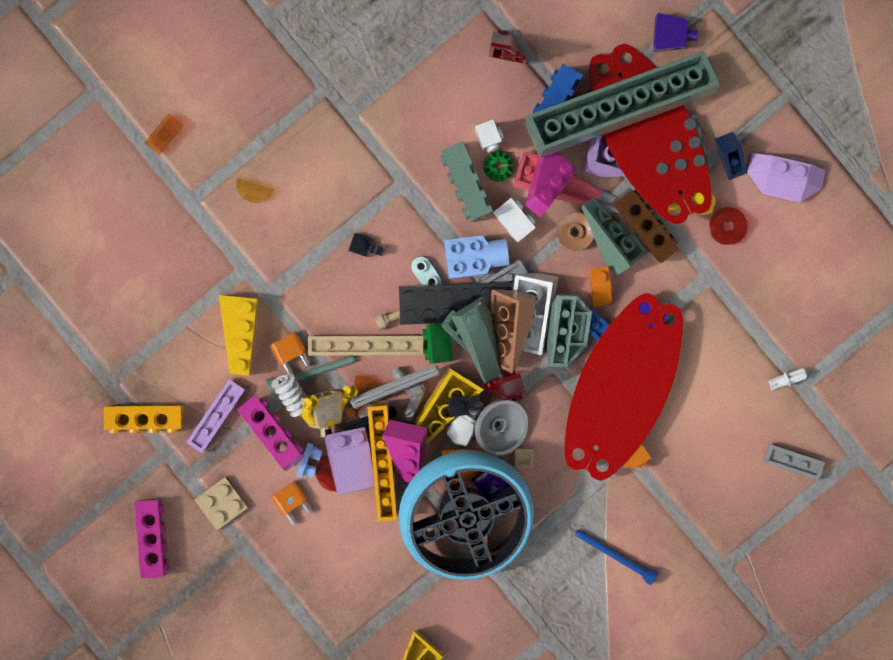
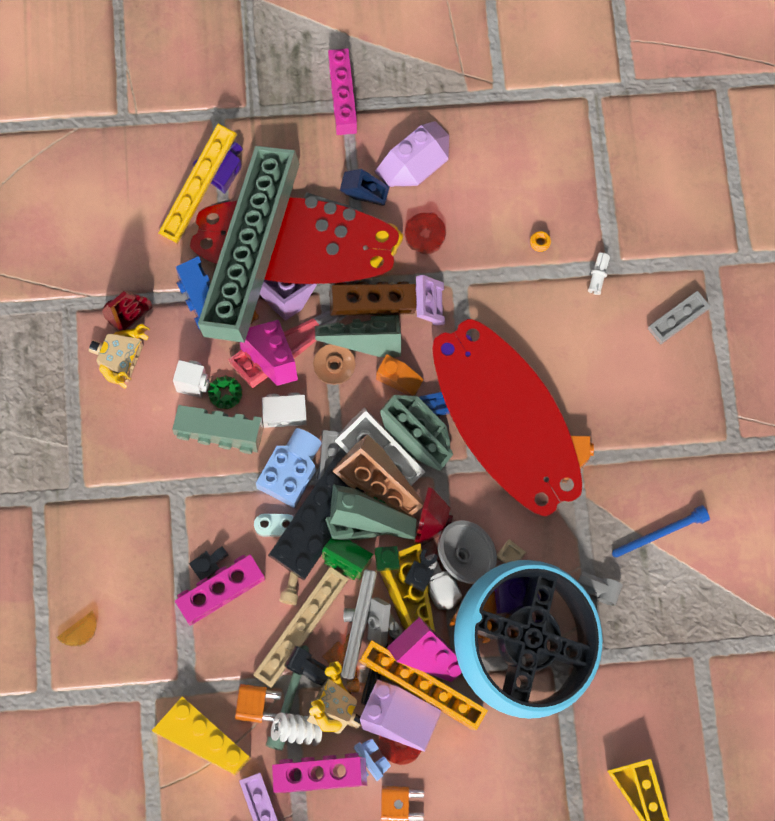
camera: 65 degrees left, 15 degrees down
(321, 261) = (214, 601): none -> dark pink brick
(339, 366) = (303, 664): none -> black piece
(405, 399) = (379, 621): none -> light grey plate
(454, 374) = (387, 558): none -> dark green plate
(470, 68) = (119, 353): none -> torso
(544, 542) = (604, 589): none -> light grey piece
(643, 28) = (197, 183): none -> yellow tile
(674, 267) = (429, 299): none -> lavender plate
(788, 319) = (540, 235): none -> light orange plate
(798, 82) = (342, 91): none -> dark pink brick

